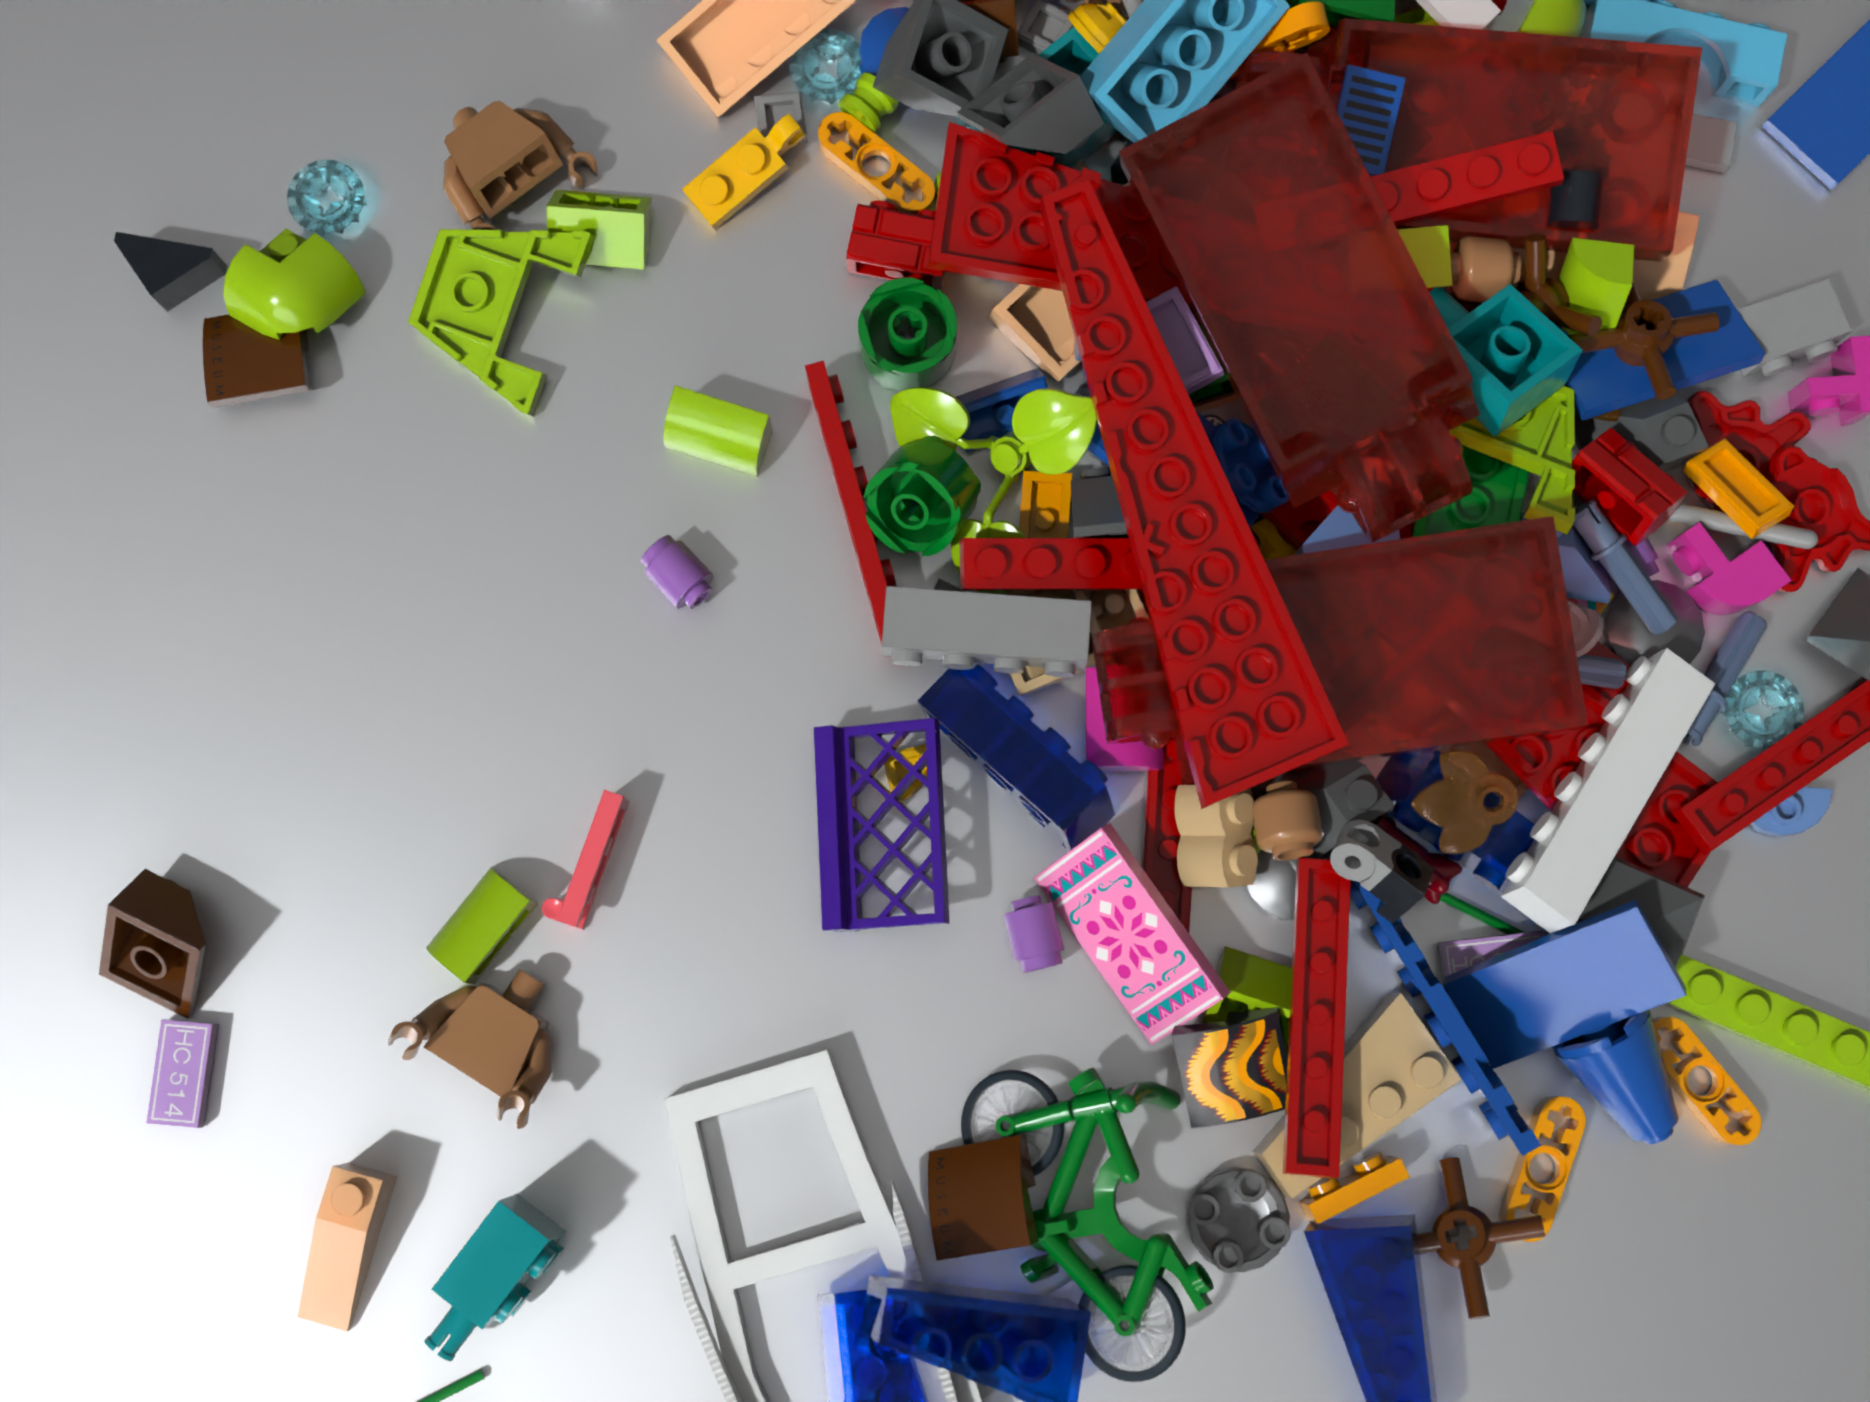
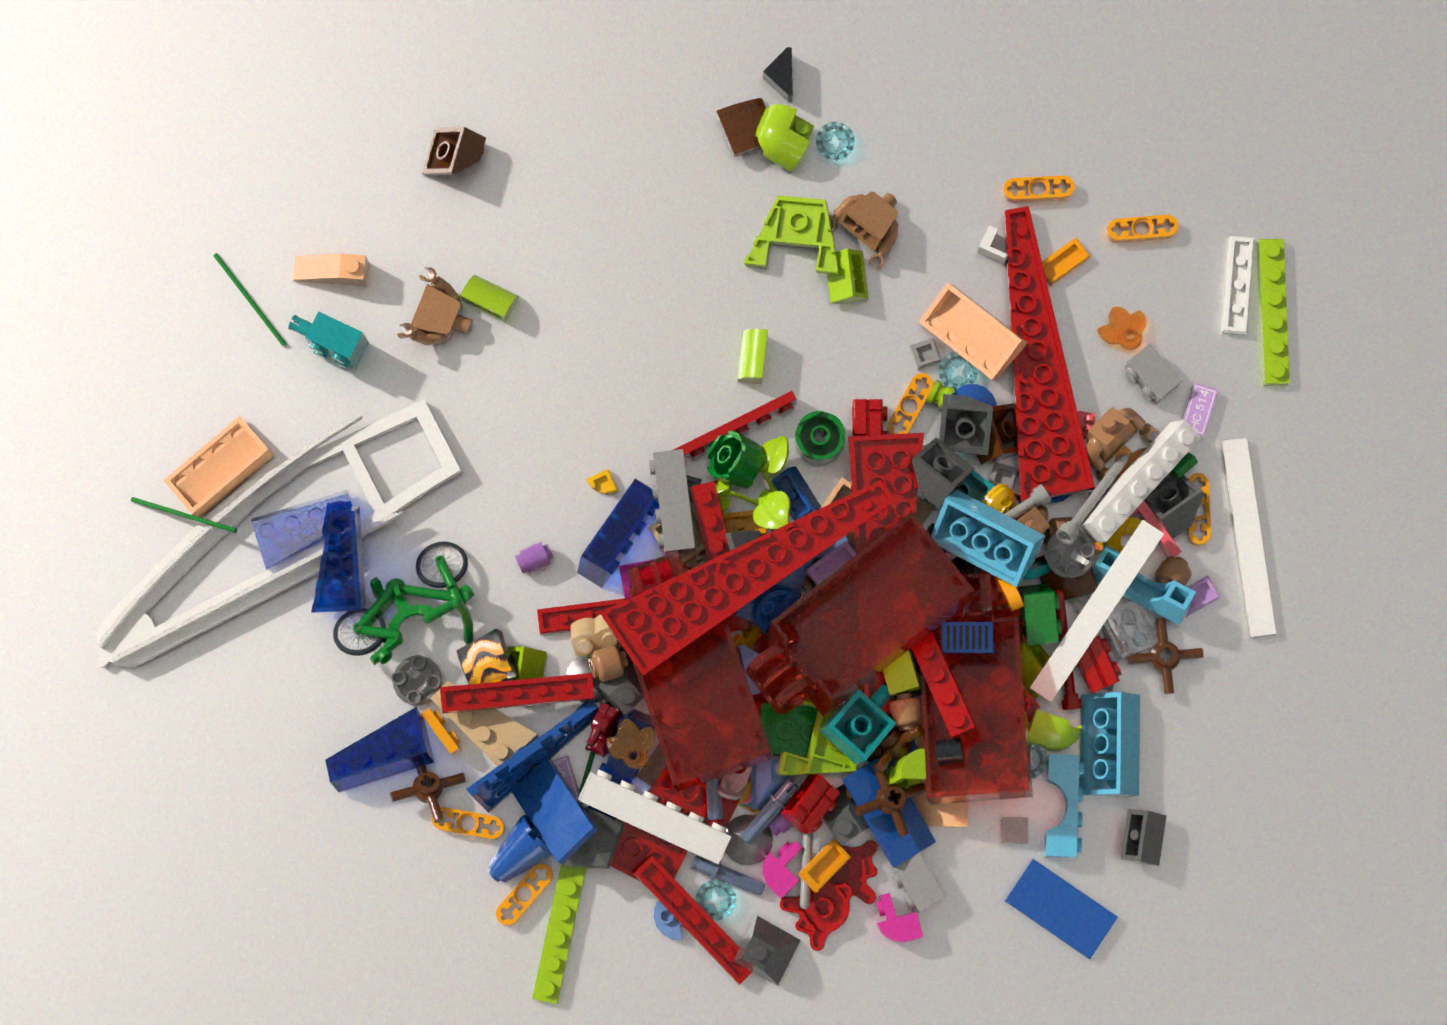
camera: 85 degrees right, 0 degrees up
(182, 1073) = (396, 177): lavender tile -> none
(591, 863) = (528, 342): coral hinge -> none
(677, 572) = (678, 352): medium lavender brick -> none
(743, 171) = (890, 340): yellow plate -> none
(840, 835) = (571, 454): dark purple fence -> none
(981, 1197) = (405, 554): reddish brown slope -> none
(1131, 934) = (542, 602): bright pink tile -> none
(1381, 867) = (592, 708): leg -> none

